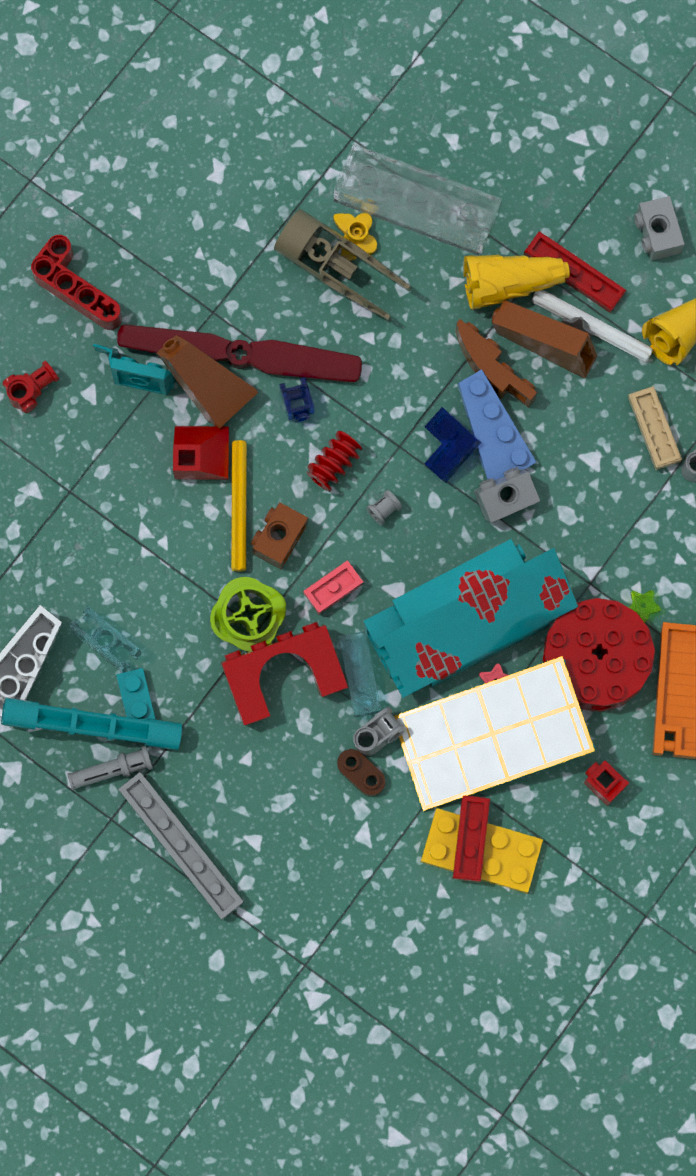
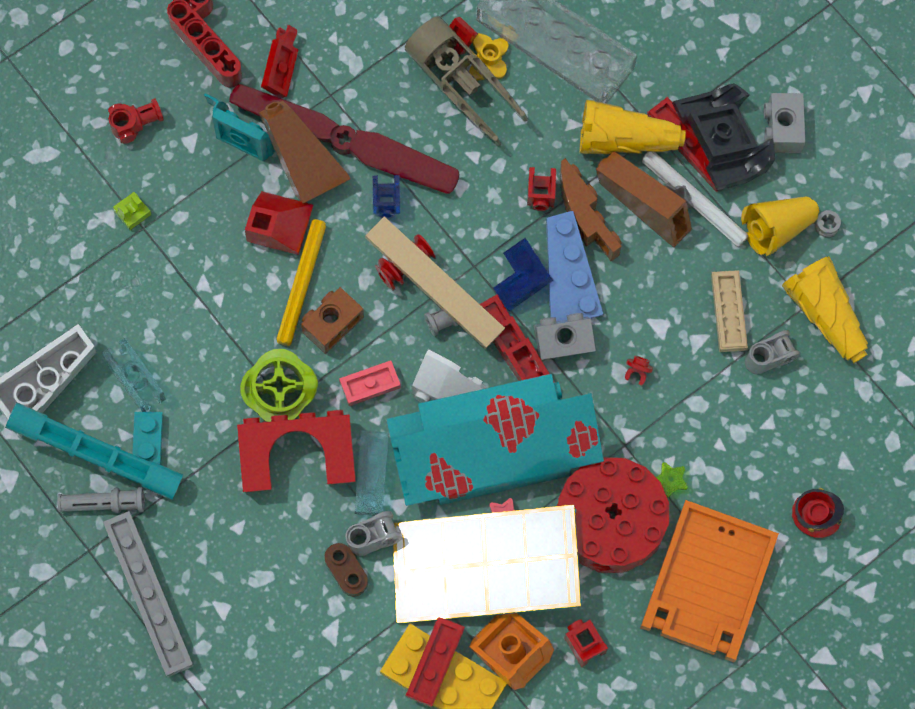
camera: 15 degrees right, 5 degrees down
(54, 477) = (132, 210): none -> lime tile
(156, 292) = (280, 62): none -> red plate
(326, 216) = (464, 31): none -> red plate
(369, 474) = (434, 282): none -> tan tile
(404, 570) = (441, 379): none -> white wedge
(449, 345) = (541, 201): none -> red window
(457, 513) = (513, 345): none -> red slope
(539, 806) = (512, 649): none -> orange slope
(584, 503) = (638, 365): none -> red plate
(606, 256) = (725, 136): none -> black piece

